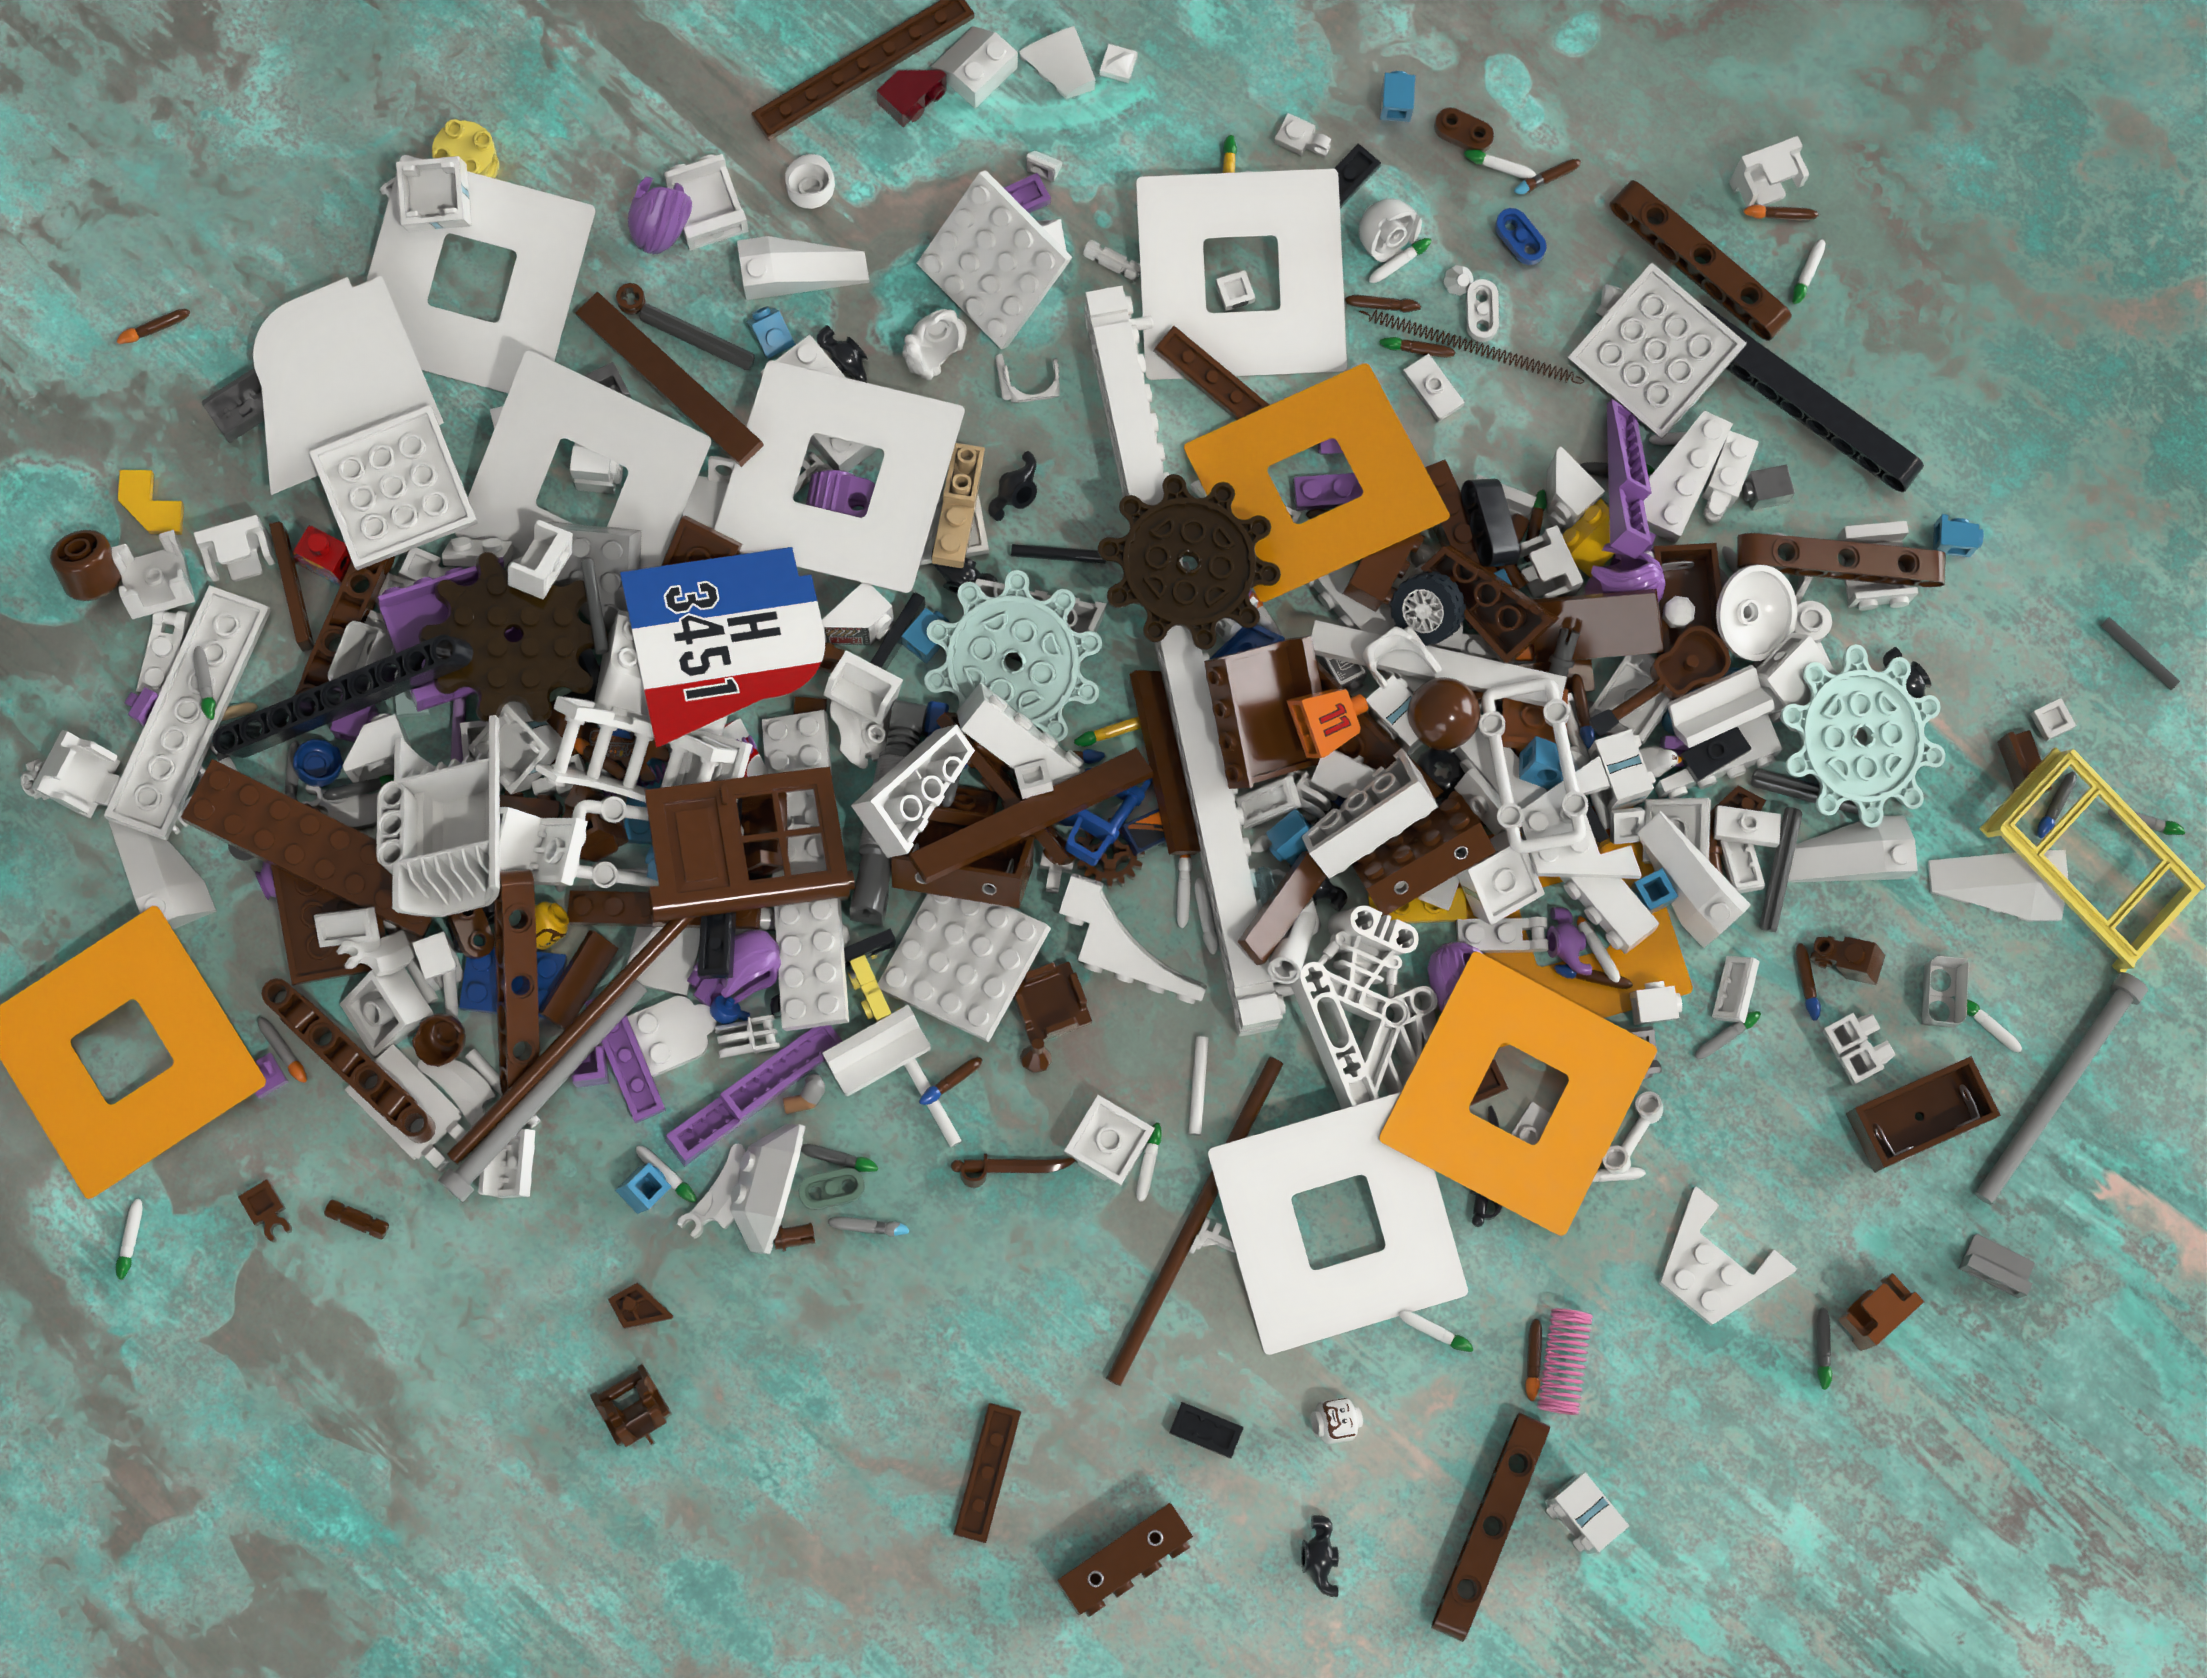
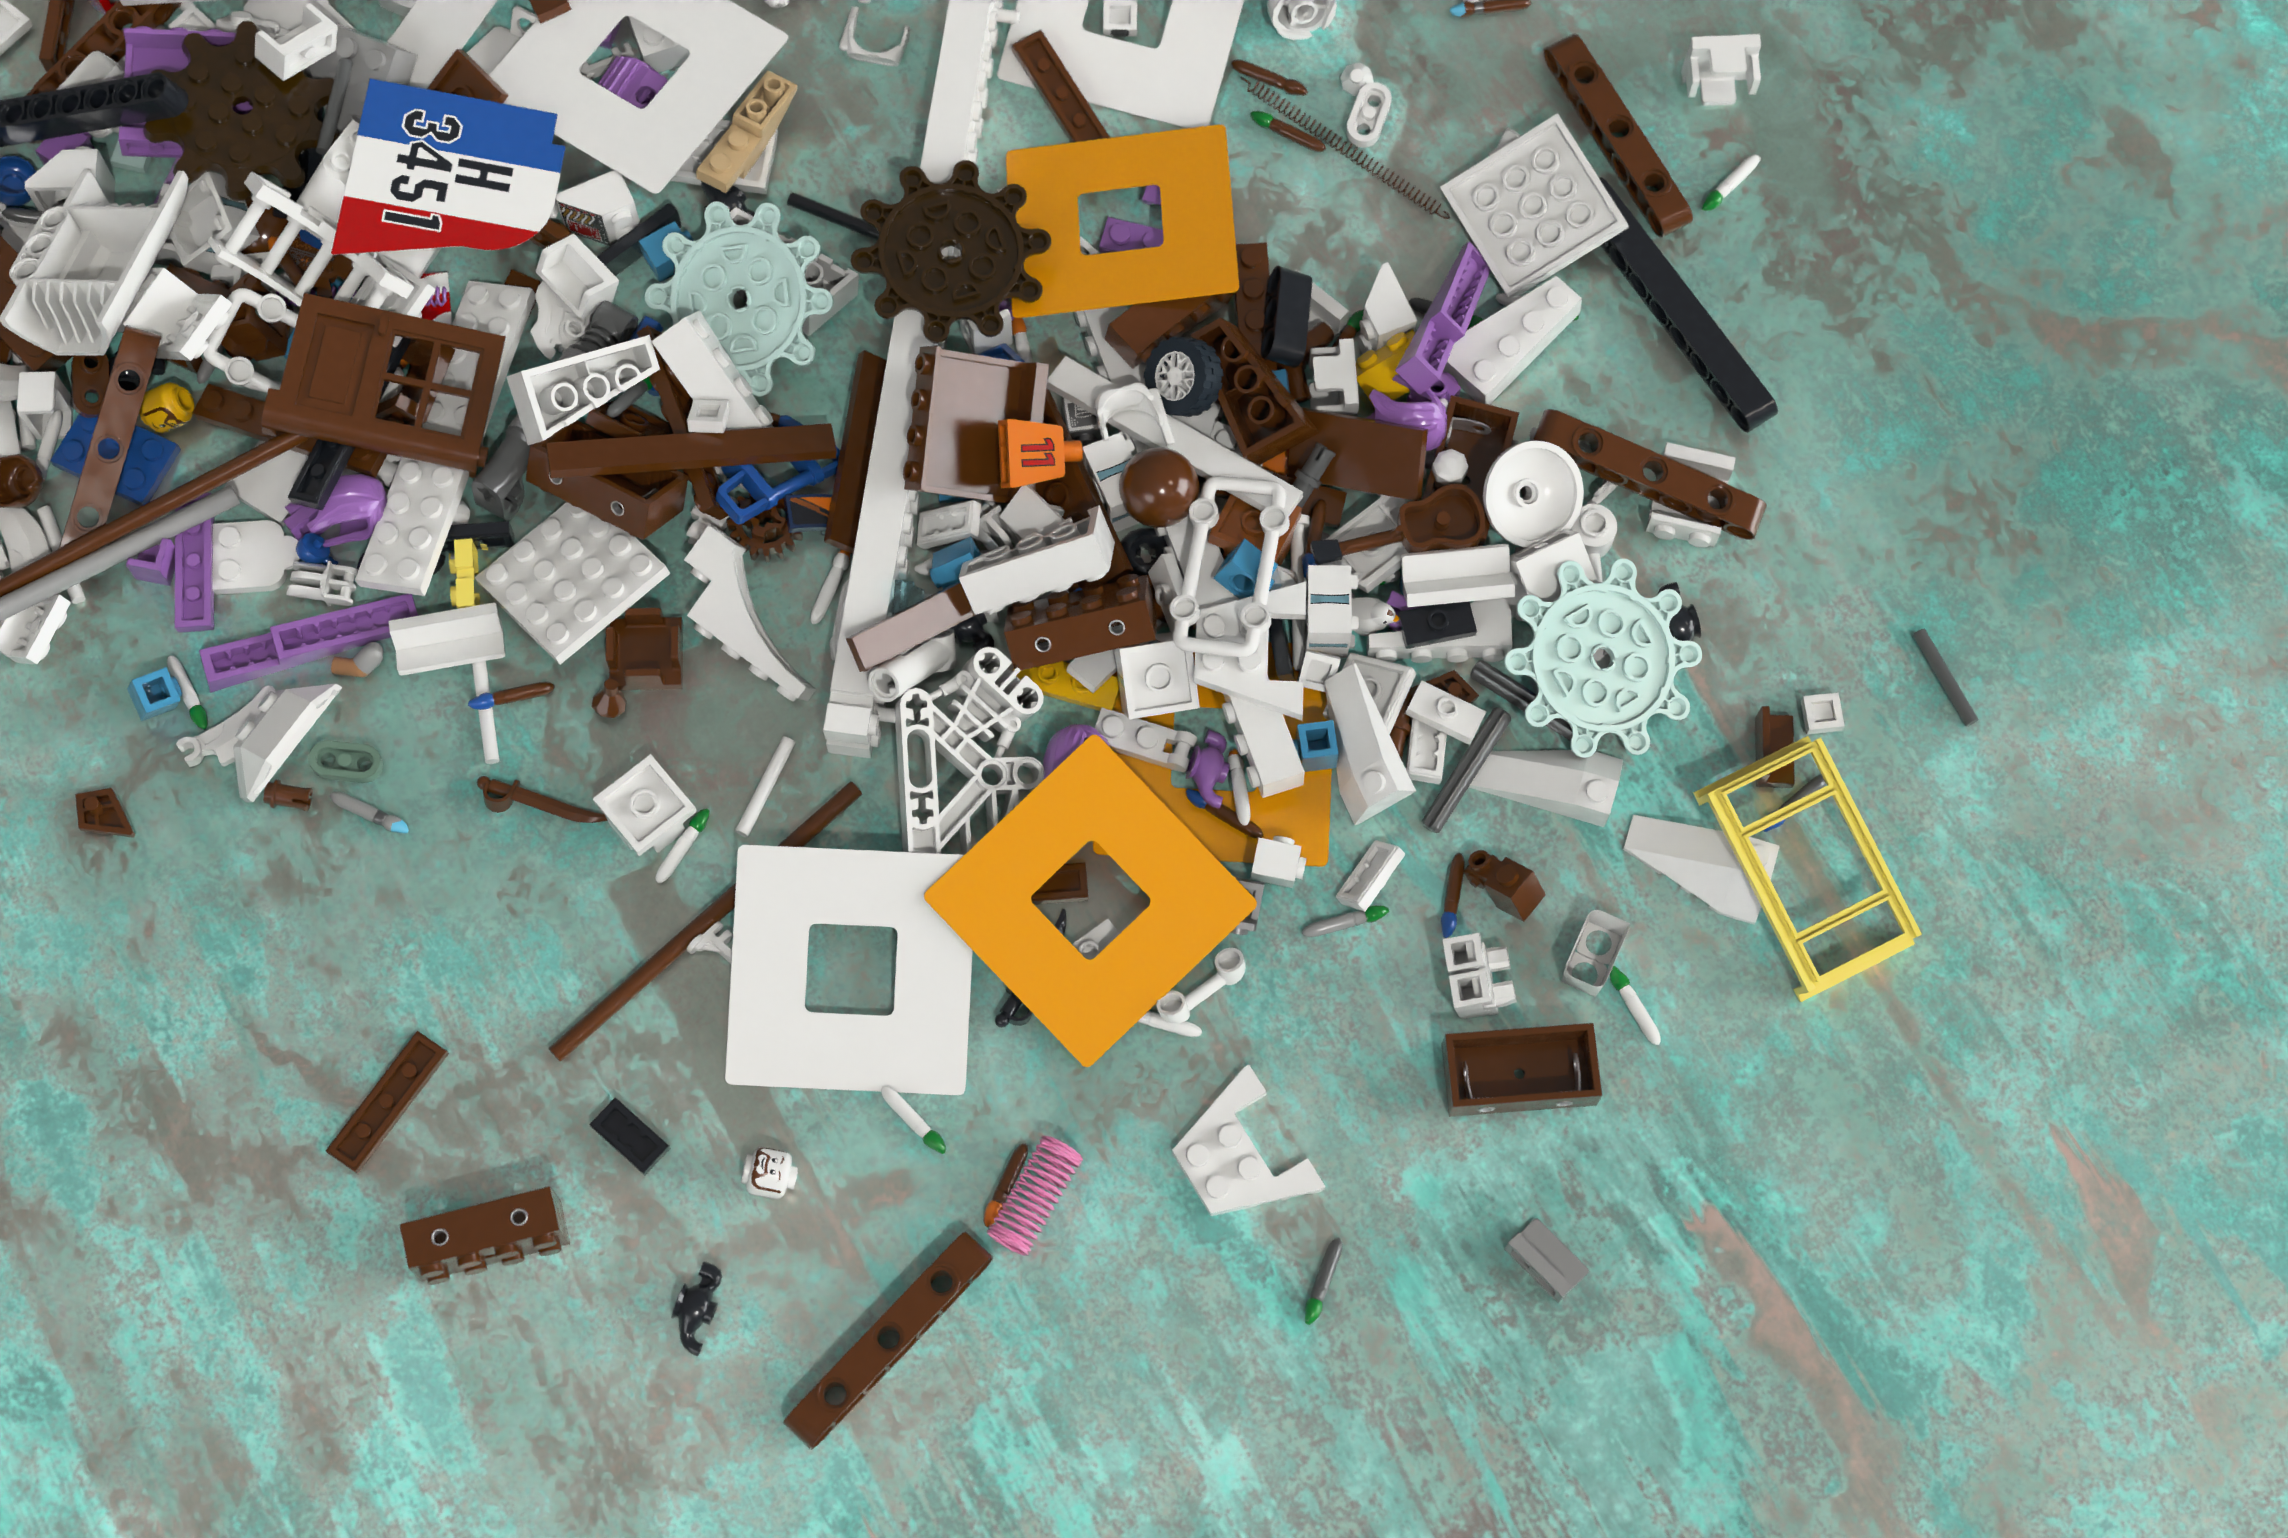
camera: 25 degrees right, 5 degrees down
(578, 980) = (182, 466): reddish brown tile -> none
(640, 1417) = (58, 922): reddish brown piece -> none
(861, 1164) = (385, 747): dark grey piece -> none
(1015, 488) = (817, 138): black piece -> none
(1113, 730) = (795, 405): yellow piece -> none
(1400, 260) = (1303, 41): white piece -> none
(1433, 388) = (1288, 175): white plate -> none
(1522, 237) = (1438, 57): blue plate -> none
(1586, 1514) = (991, 1358): white container -> none
(1728, 475) = (1564, 354): white hinge -> none
(1768, 487) = (1602, 381): flat silver brick -> none
(1786, 213) = (1723, 116): reddish brown piece -> none
(1879, 1312) = (1393, 1259): dark orange panel -> none
(1957, 536) = (1788, 494): dark azure brick -> none
(2126, 991) = (1797, 1019): light grey piece -> none
(2156, 824) = (1907, 865): piece -> none

